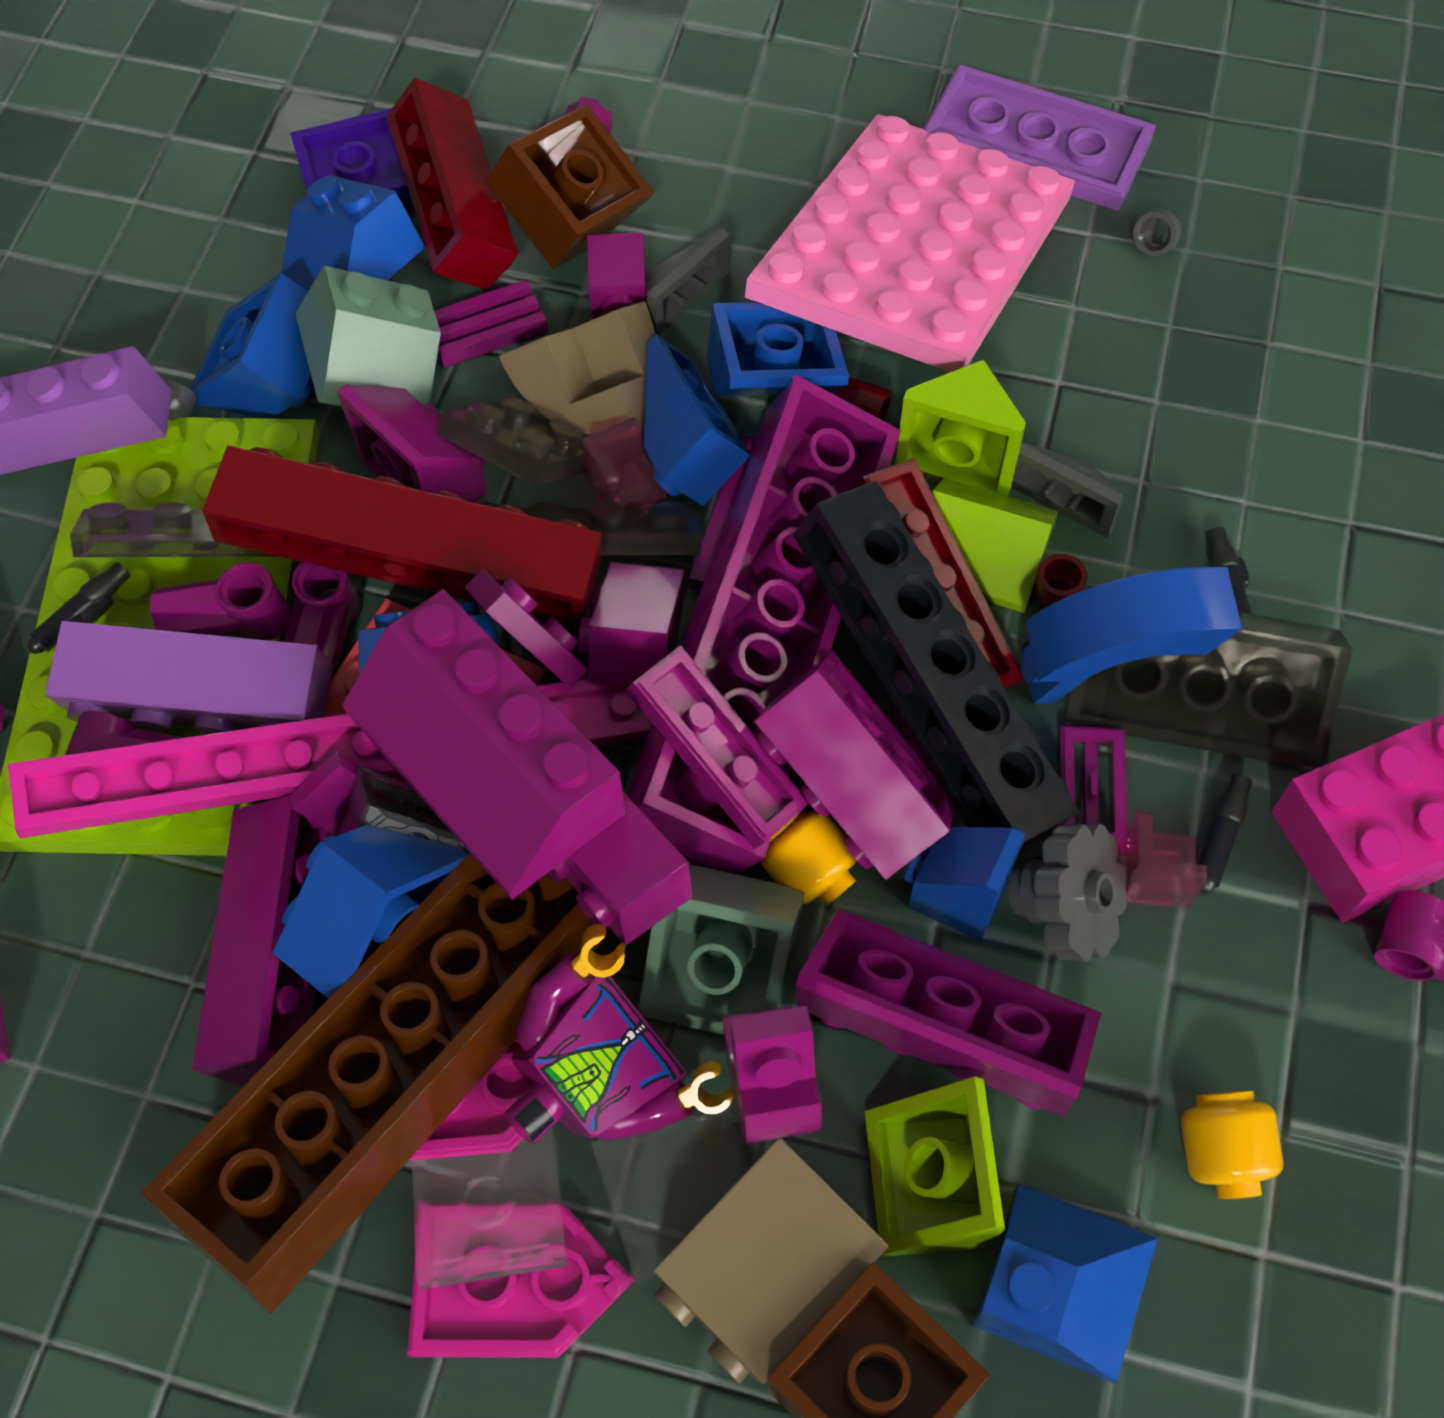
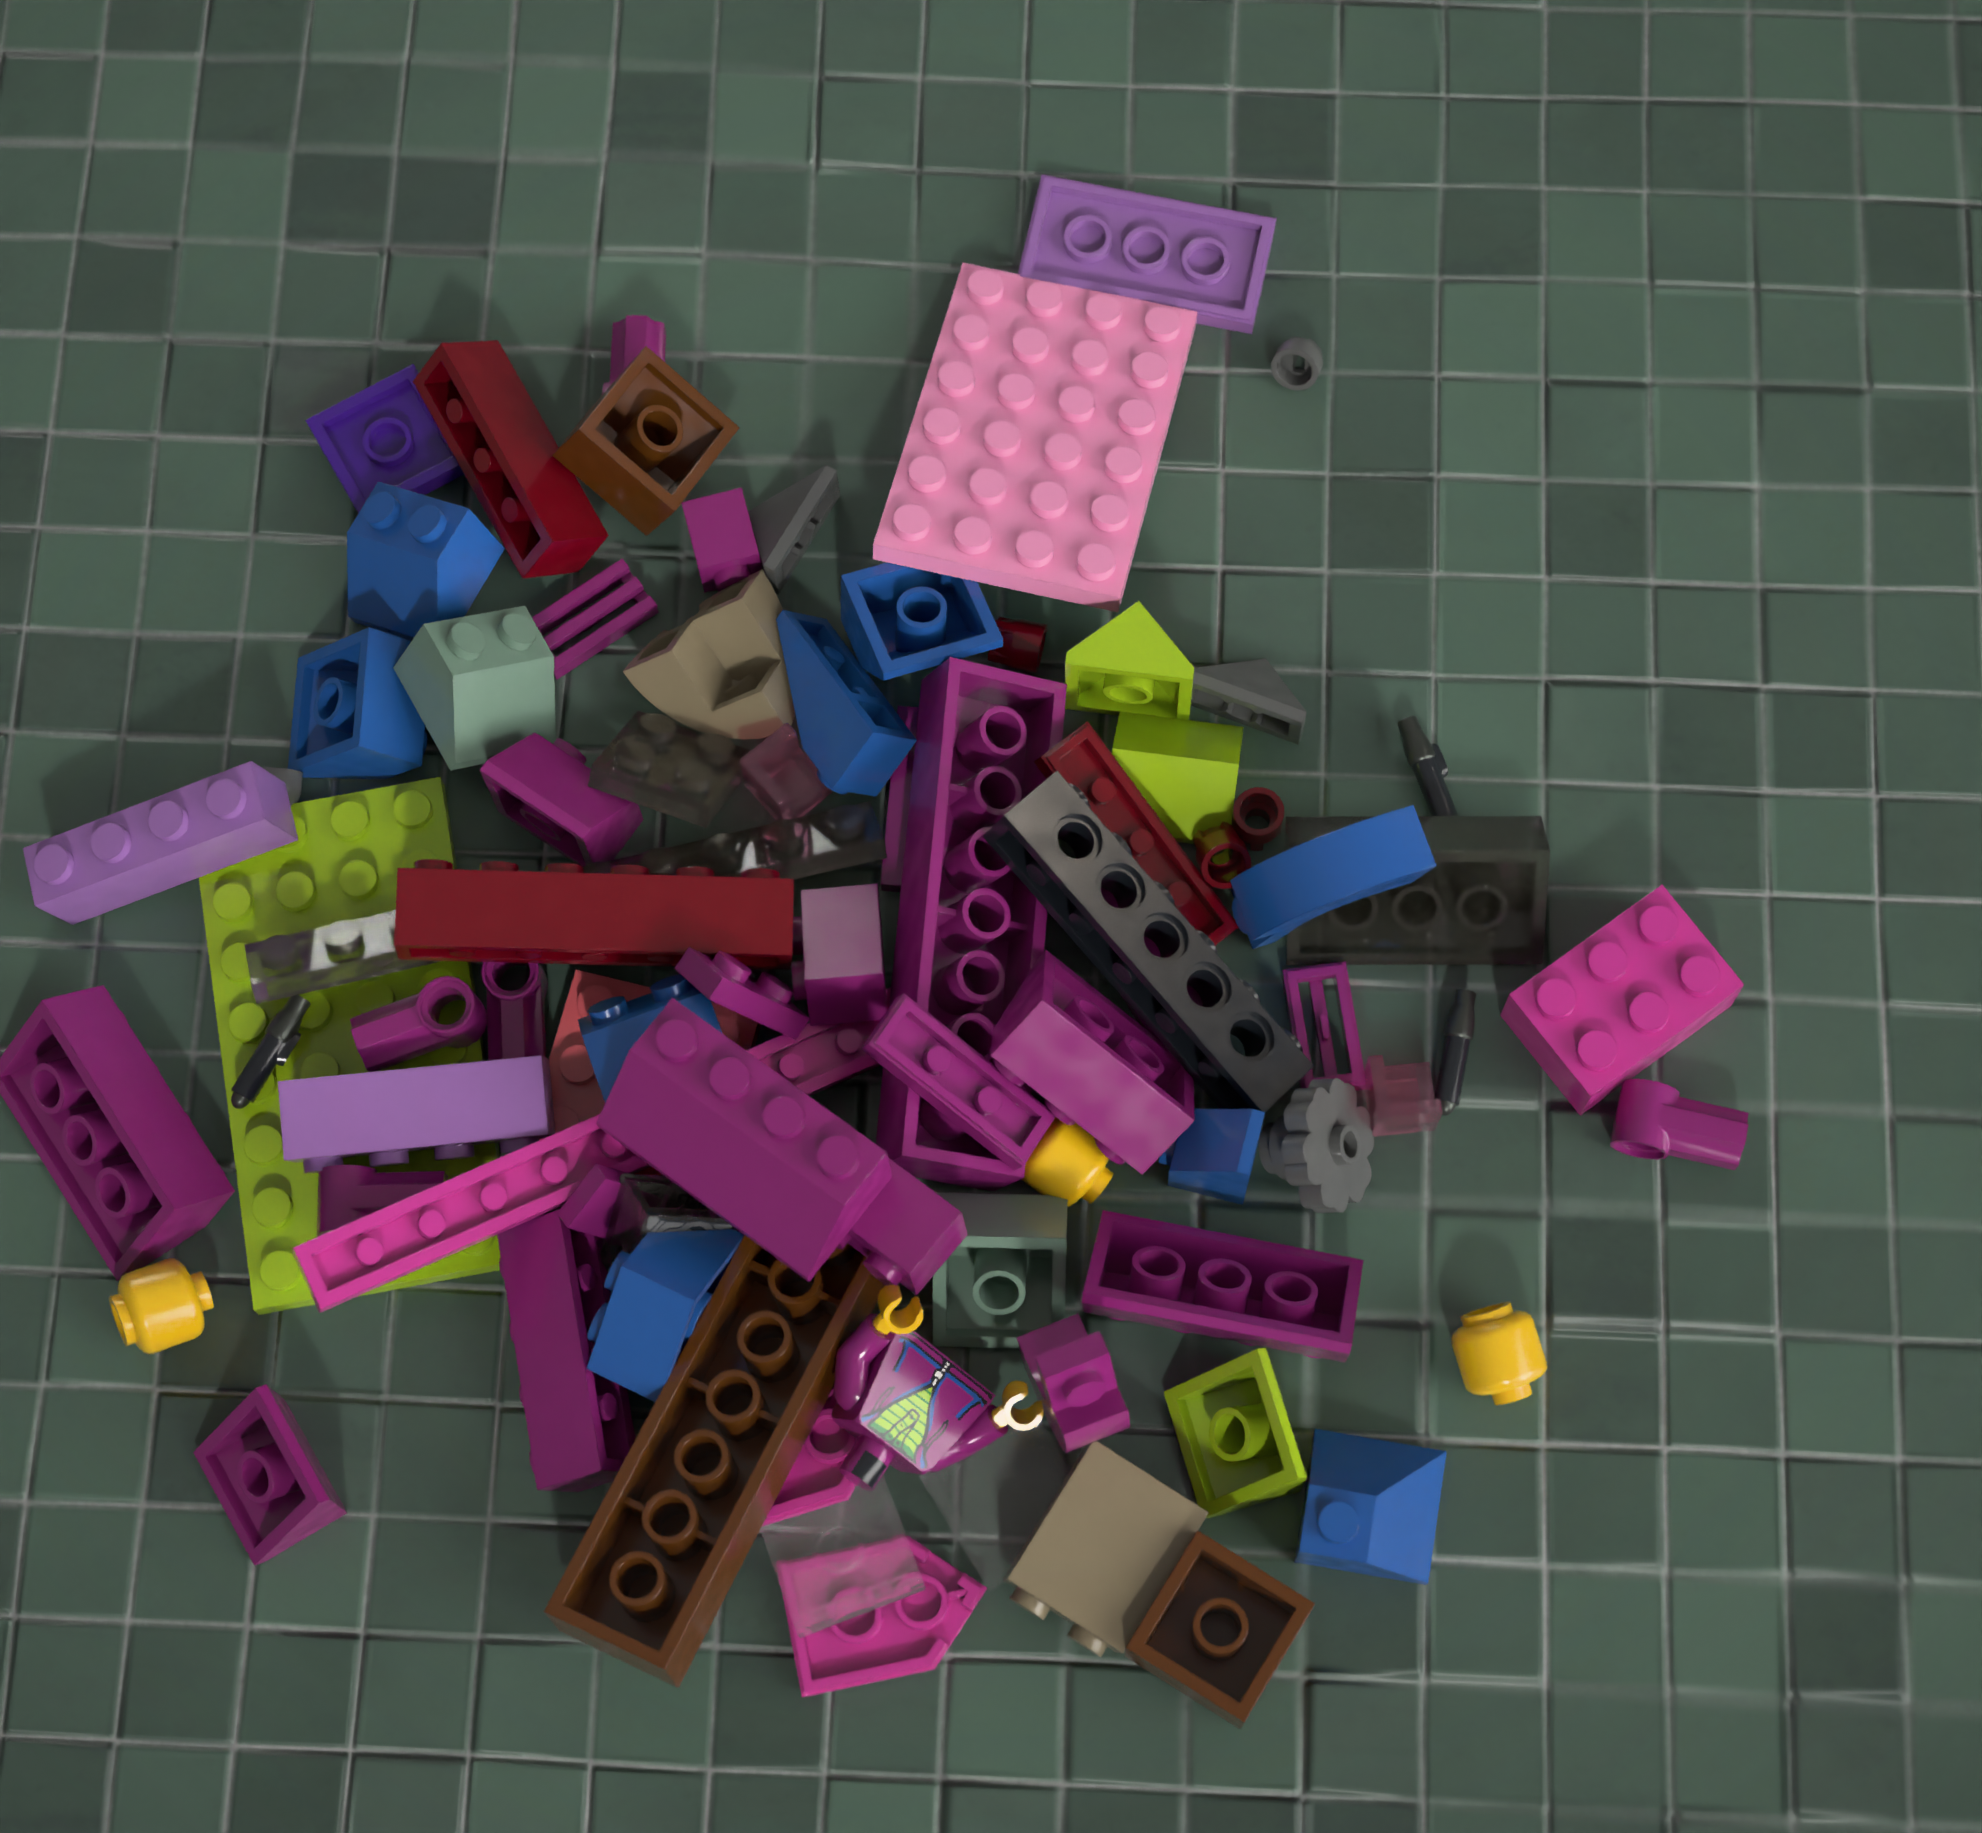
camera: 10 degrees left, 10 degrees up
(1015, 625) = (1223, 867): none -> dark red hose

